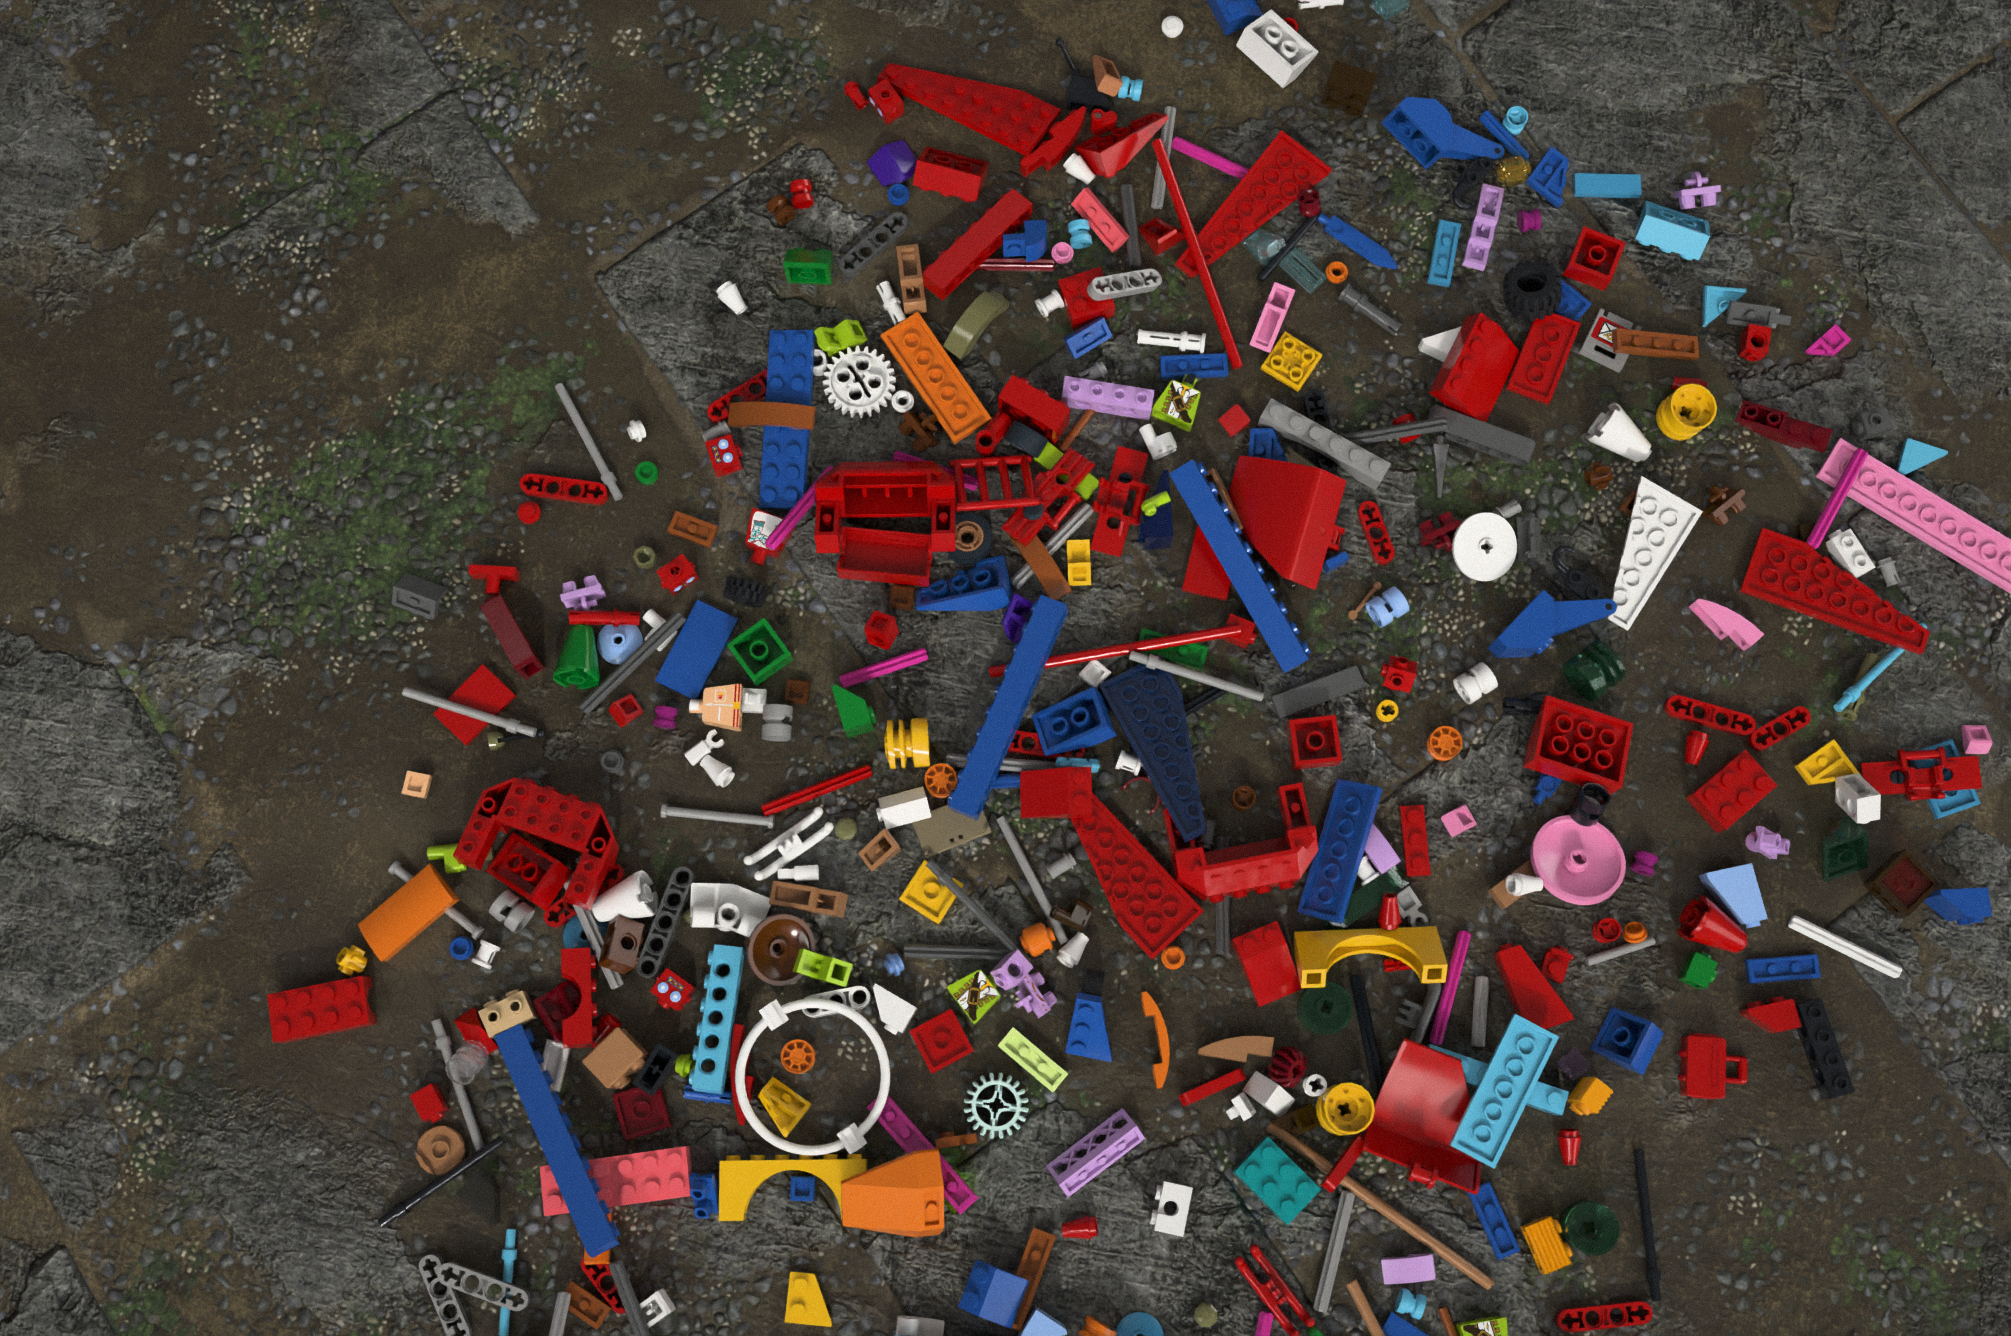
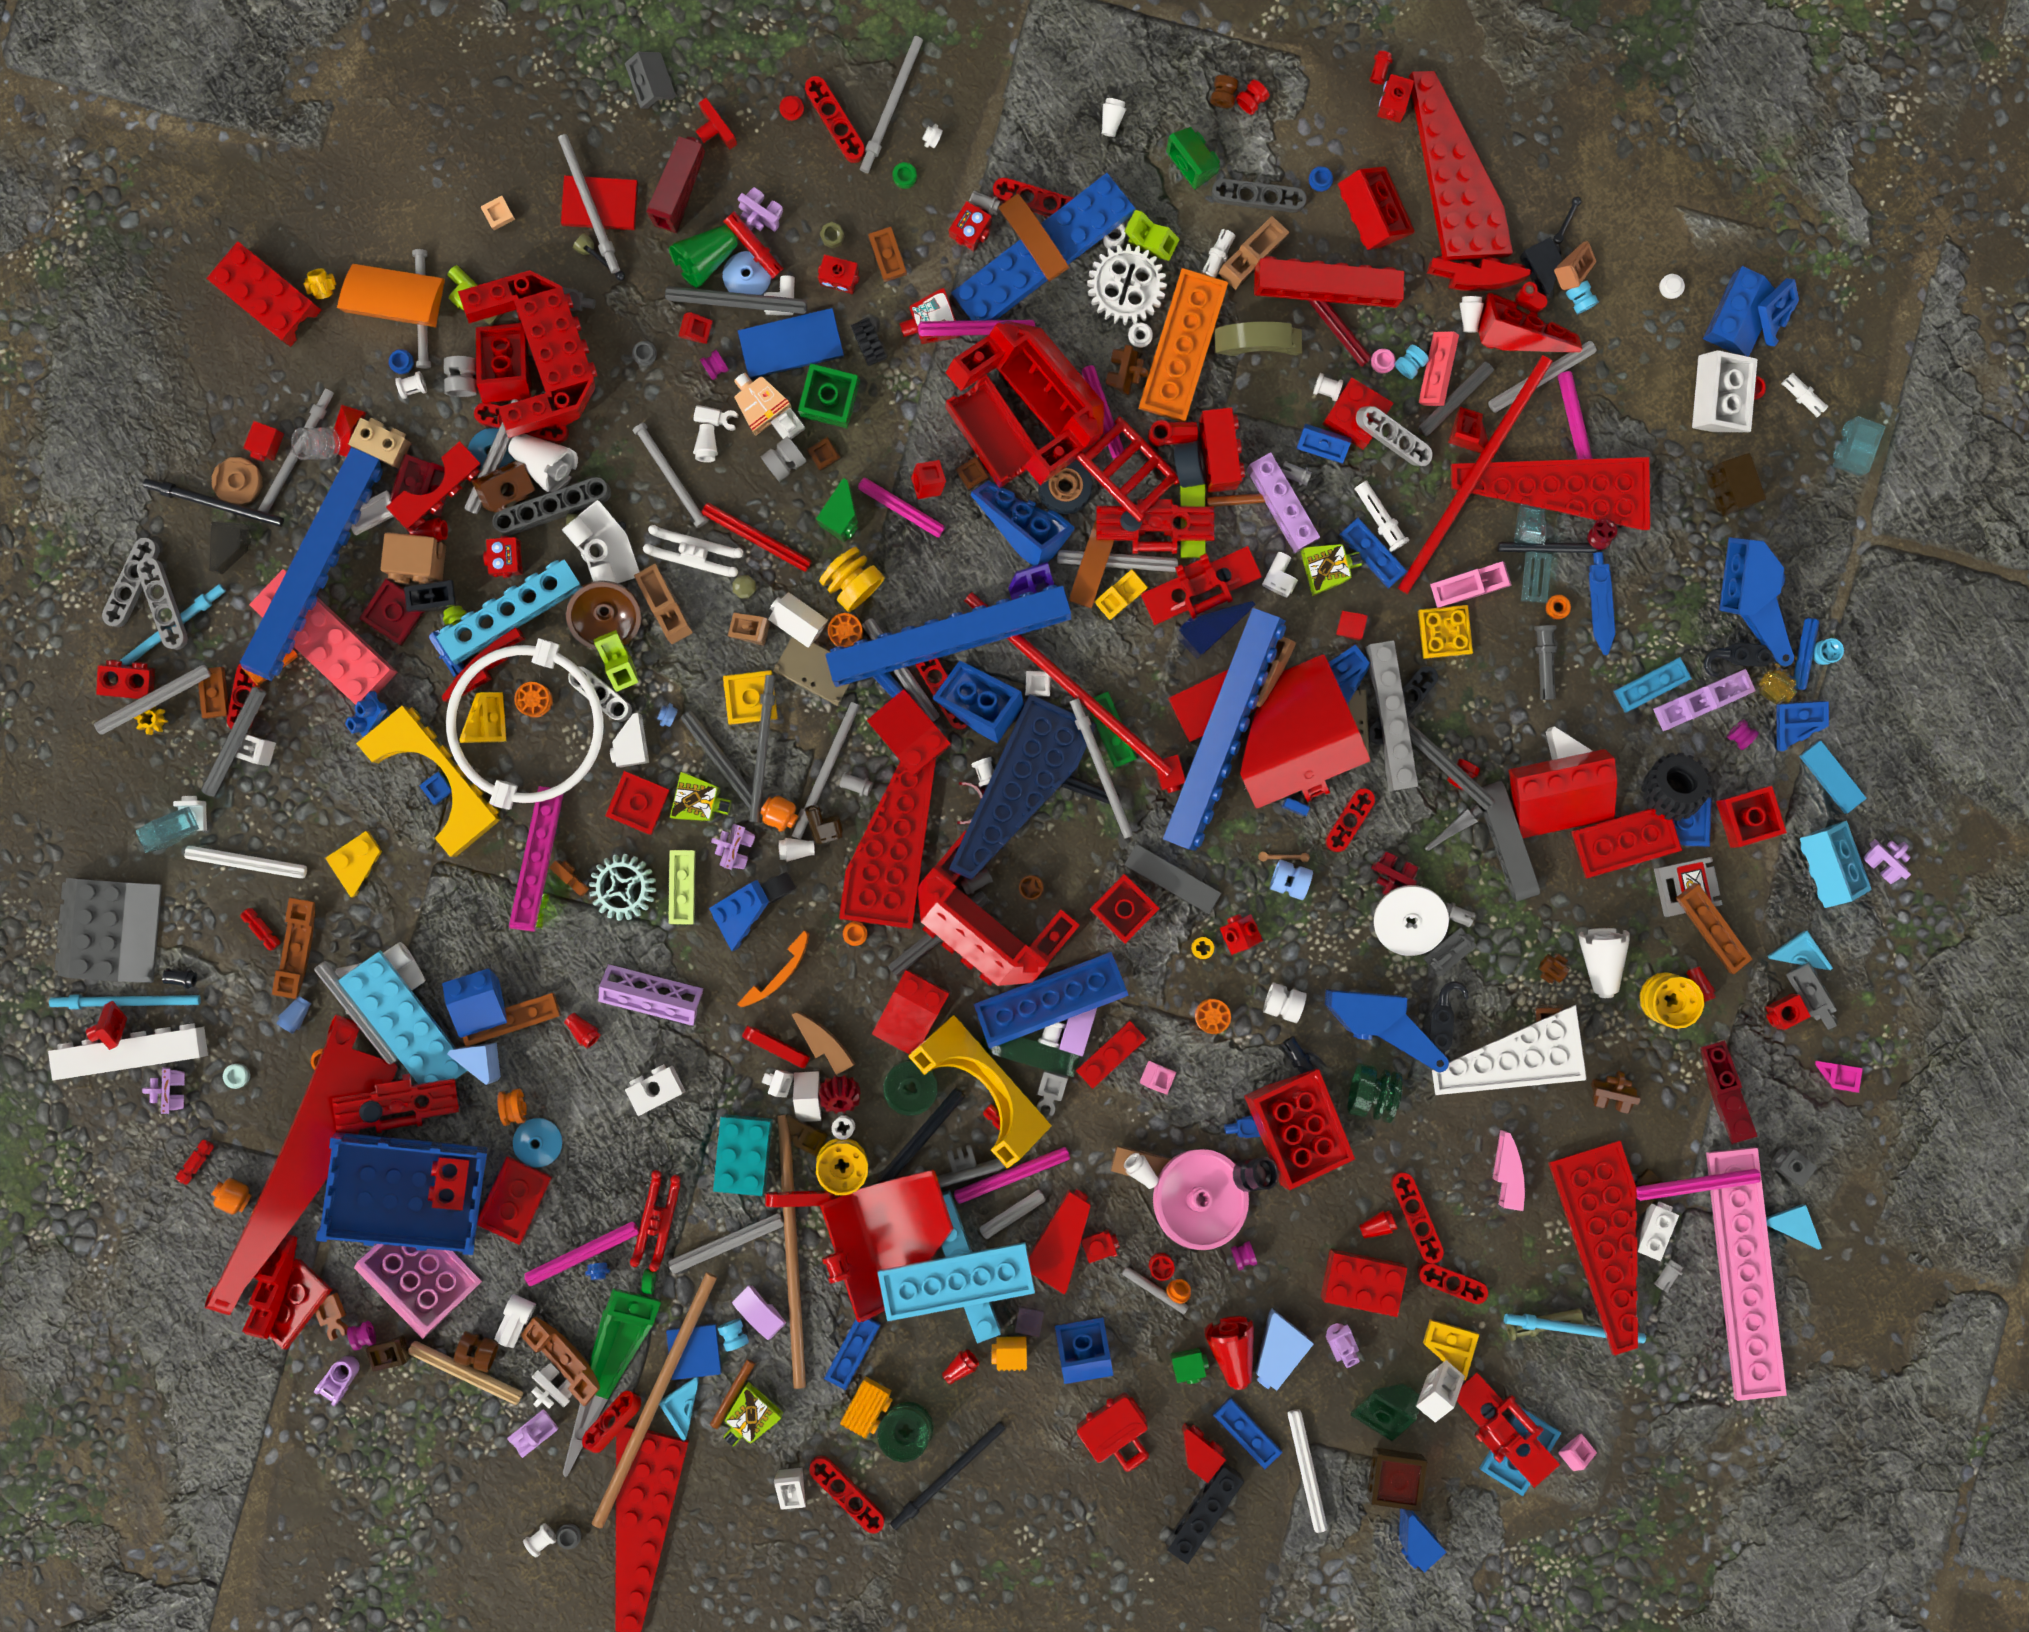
camera: 50 degrees right, 10 degrees up
(800, 873) = (678, 580): white bar -> none
(893, 163) = (1345, 151): dark purple slope -> none
(897, 1196) = (484, 866): orange wedge -> none
(1018, 965) = (744, 816): lavender brick -> none
(1030, 243) = (1367, 328): blue brick -> none
(1077, 762) = (948, 730): medium azure axle -> none
(1149, 505) = (1209, 613): lime arm -> none
(1205, 1314) = (595, 1180): olive tile -> none
(1389, 913) = (1030, 1081): red cone -> none

